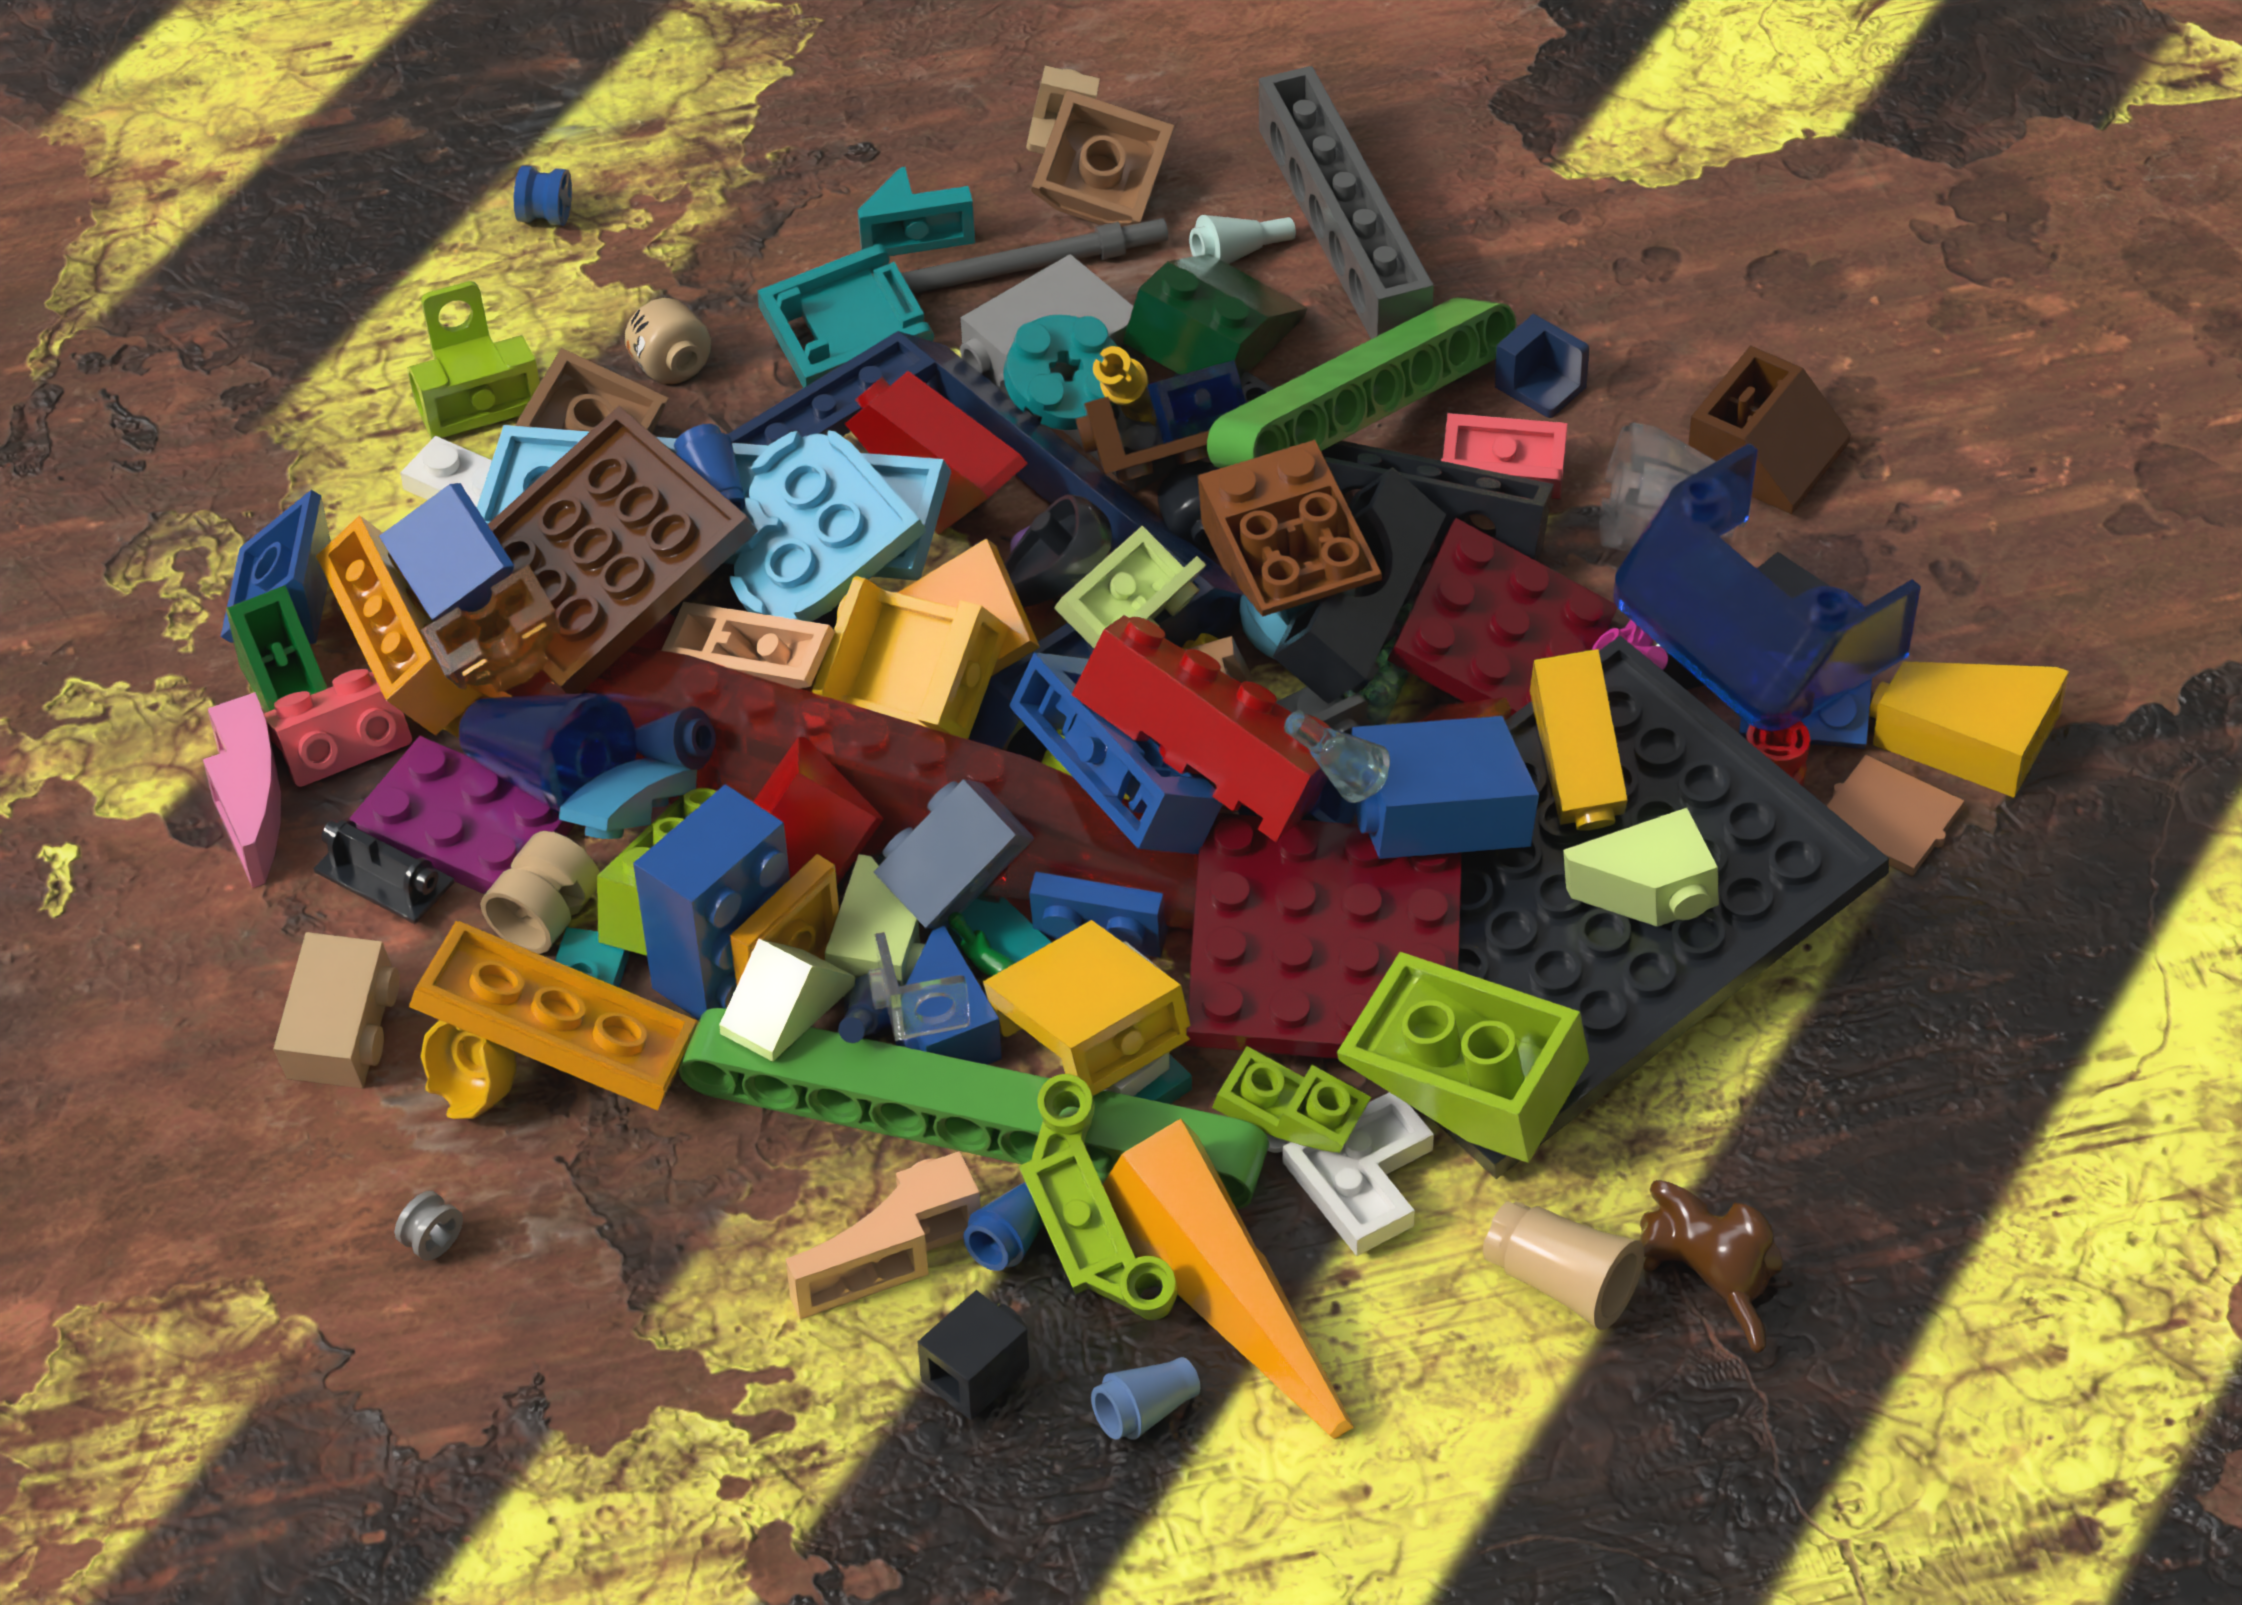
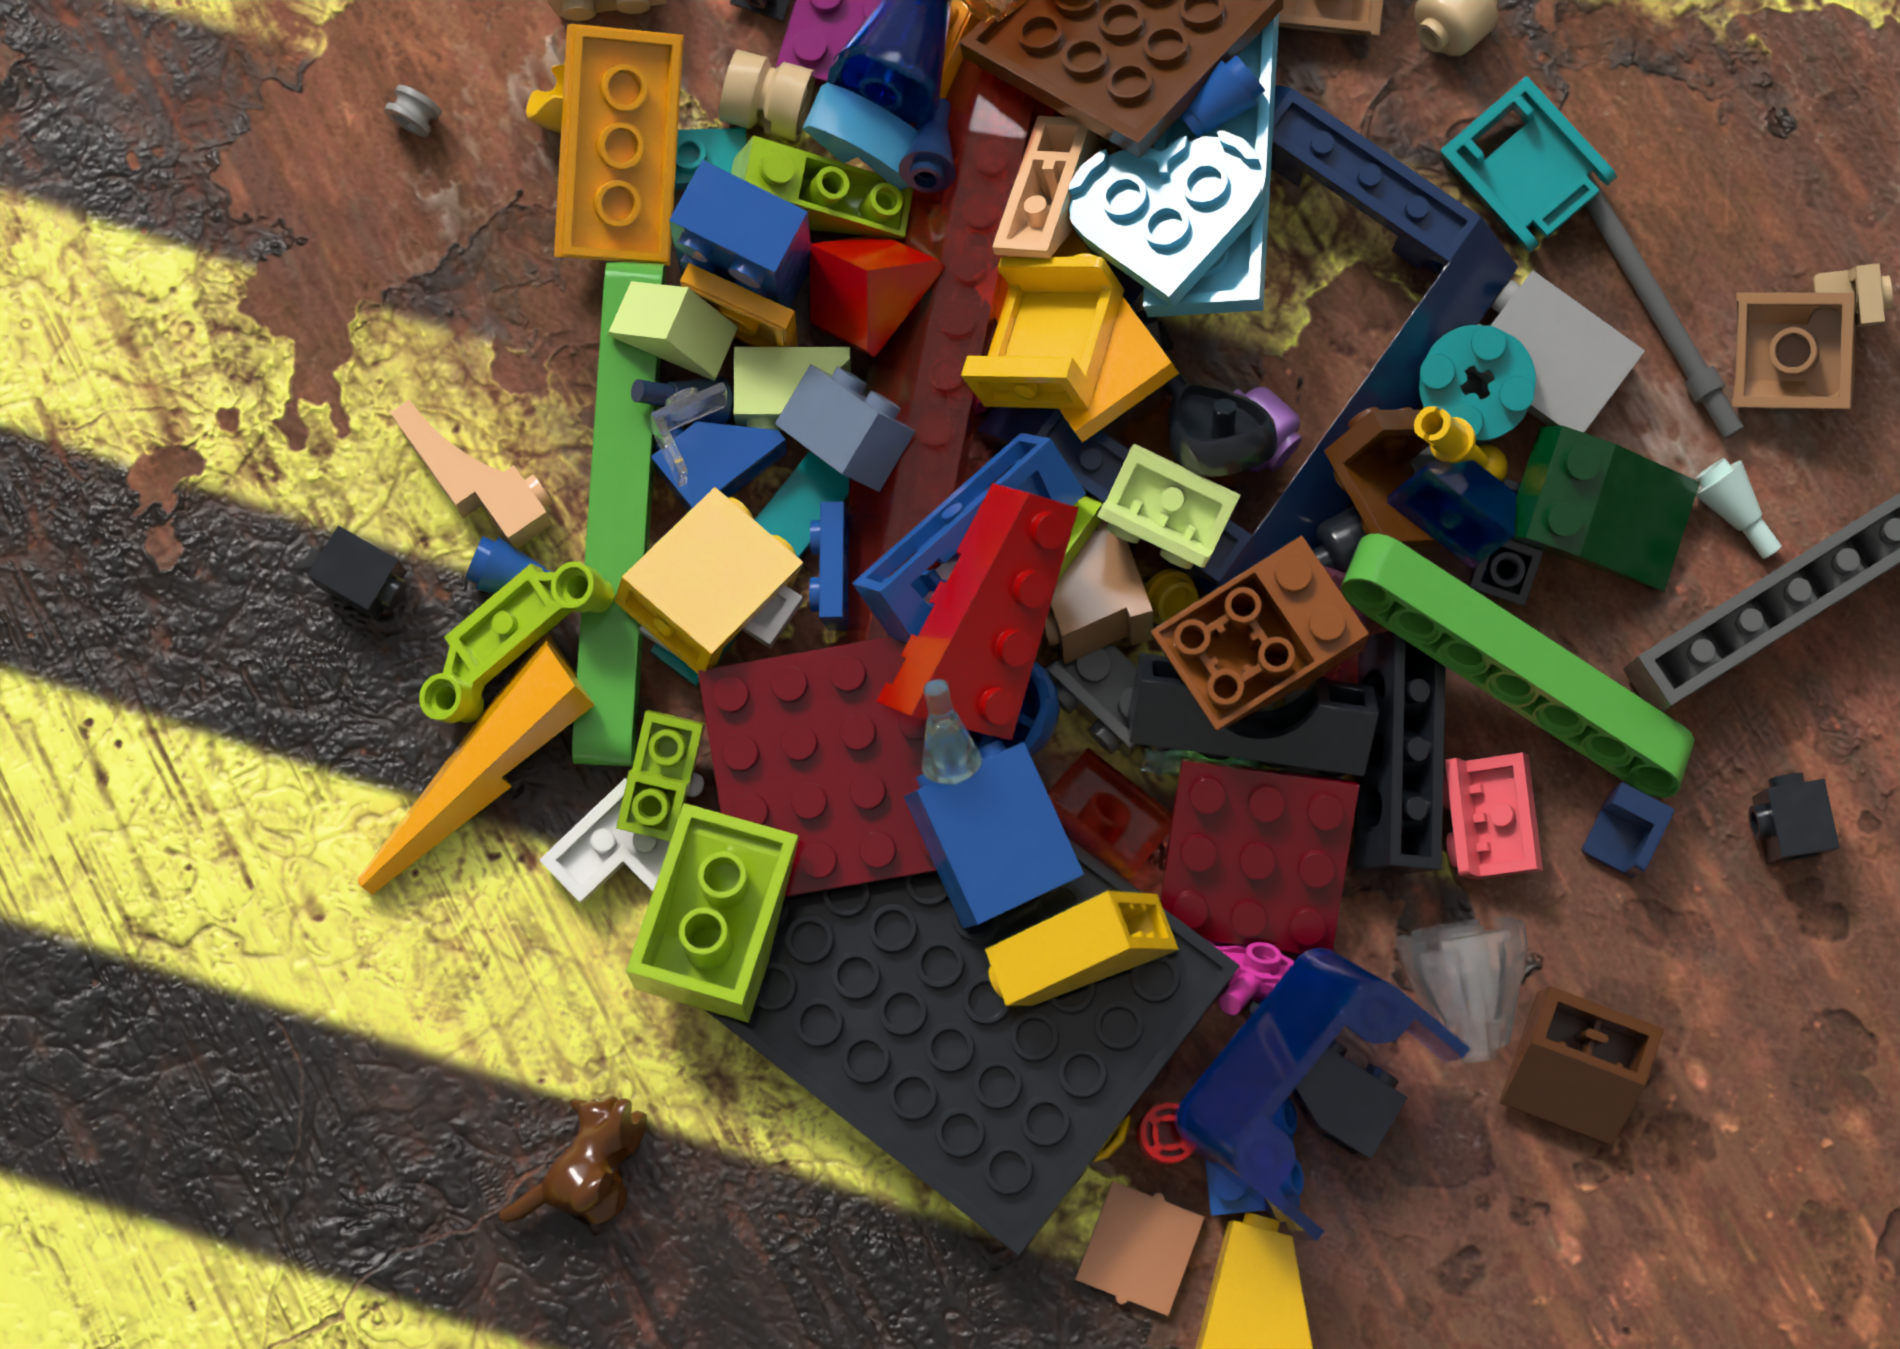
camera: 70 degrees right, 30 degrees up
(916, 221) = (1671, 181): teal slope -> none
(921, 423) = (1336, 286): red slope -> none
(978, 948) = (782, 480): green piece -> none
(1141, 1397) = (357, 719): medium blue cone -> none
(1559, 250) = (1793, 819): none -> black brick
(1566, 1260) = (552, 1037): tan plant -> none
(1646, 871) = (947, 1042): yellowish green slope -> none

